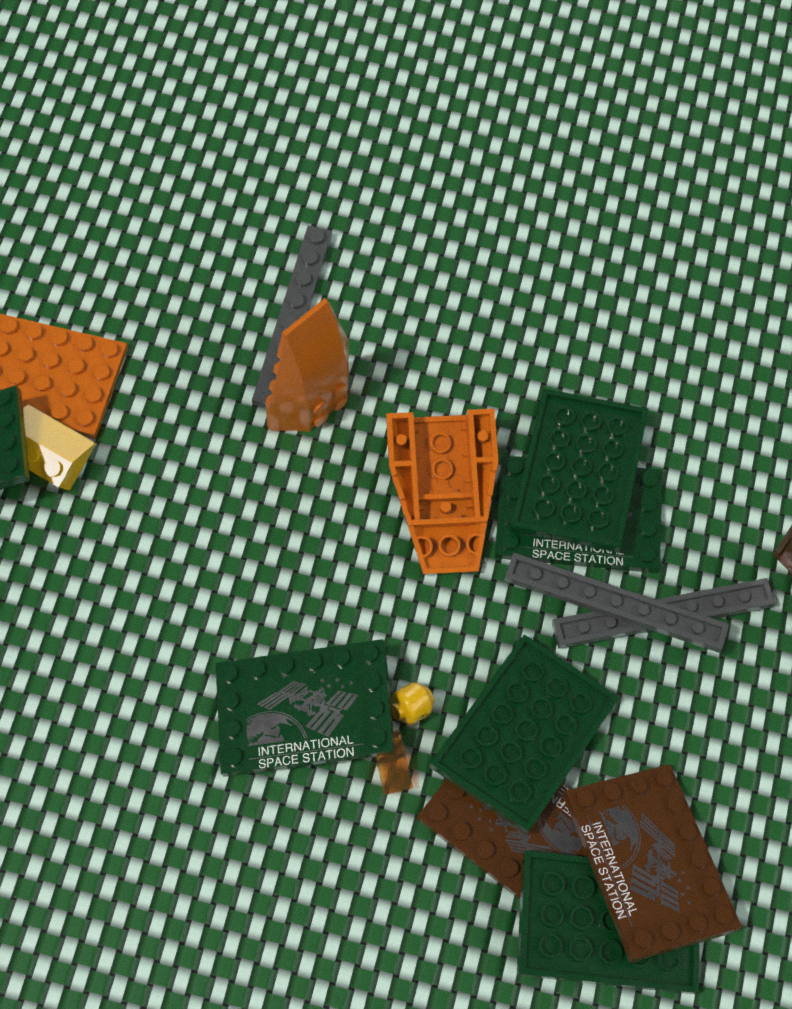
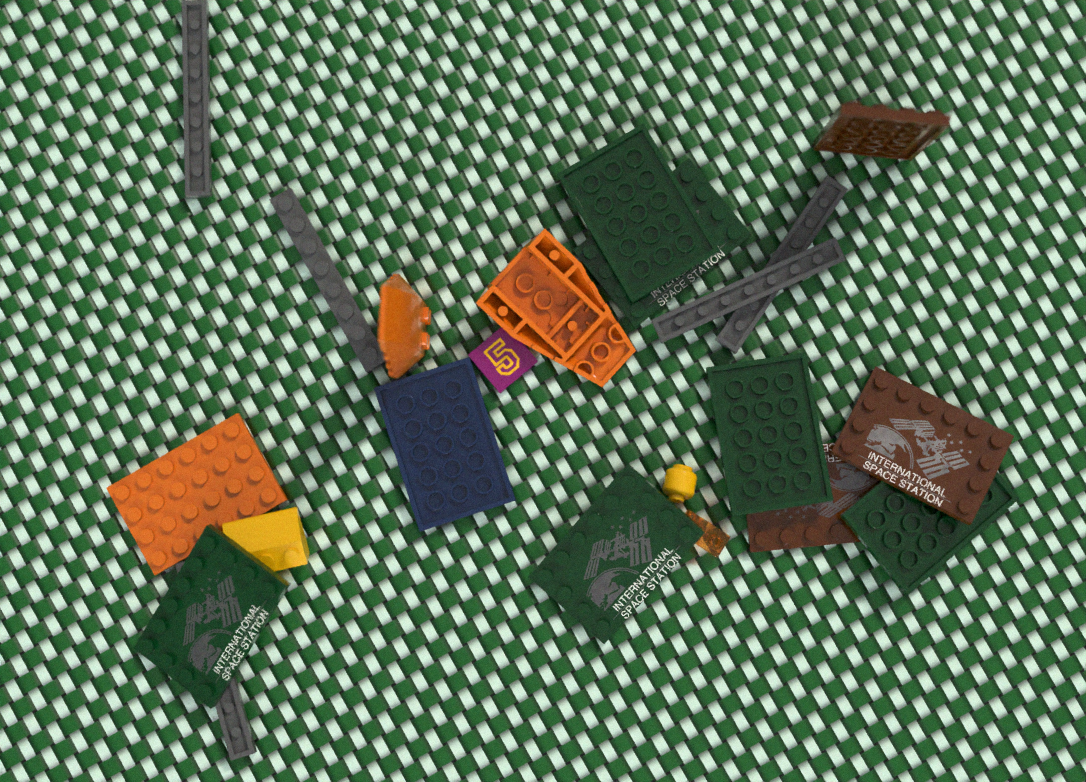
camera: 35 degrees left, 20 degrees up
(255, 505) = (444, 444): none -> dark blue plate
(325, 121) = (196, 98): none -> dark grey plate
(365, 485) = (502, 359): none -> magenta tile

